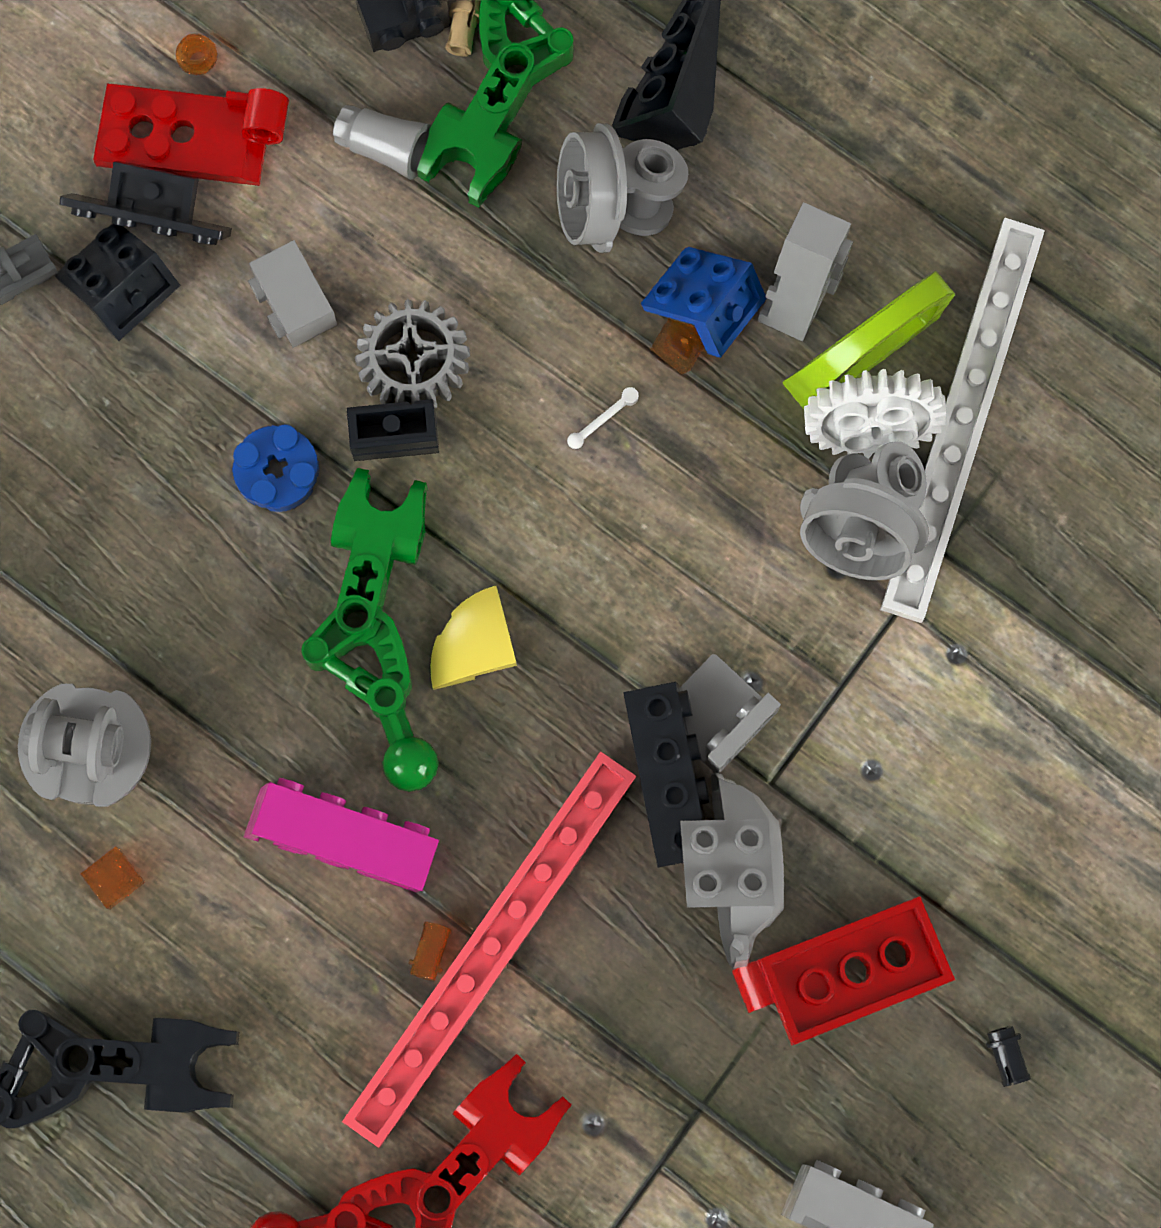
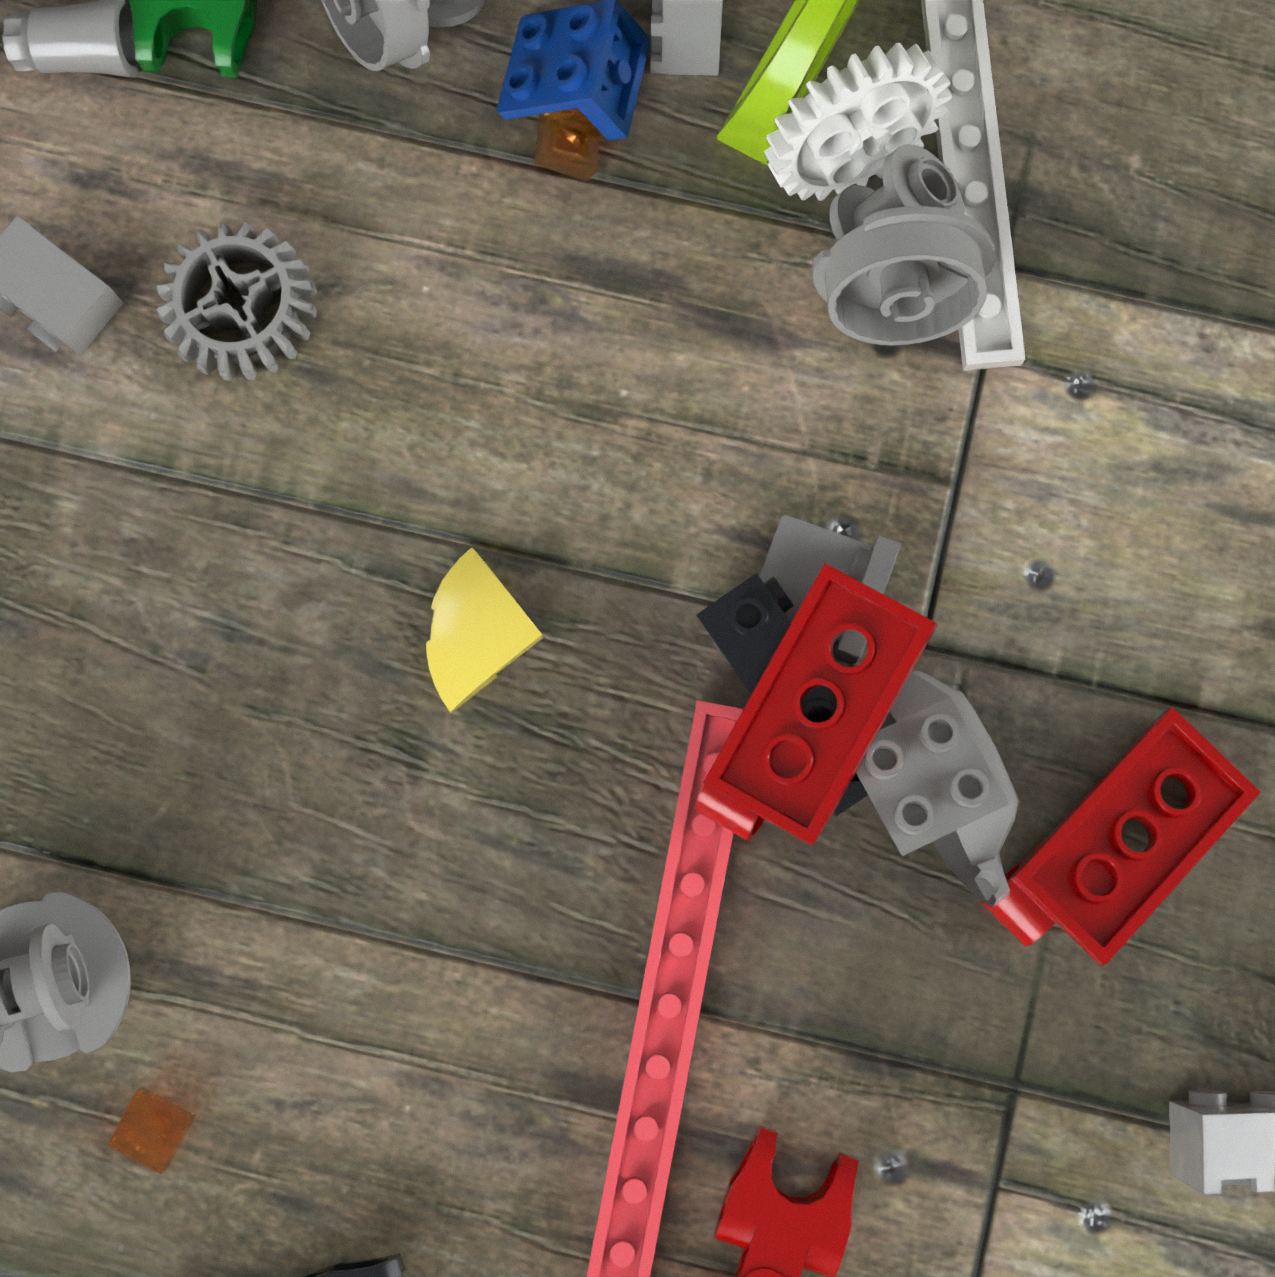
camera: 20 degrees left, 5 degrees up
(253, 458) = (91, 518): blue plate -> none
(342, 835) = (419, 953): dark pink wedge -> none
(374, 543) = (296, 560): green piece -> none
(392, 430) = (253, 406): black brick -> none
(430, 951) = (594, 1046): clear orange pin -> none
(629, 398) = (533, 238): white hinge -> none
(636, 813) = (777, 758): none -> red hinge

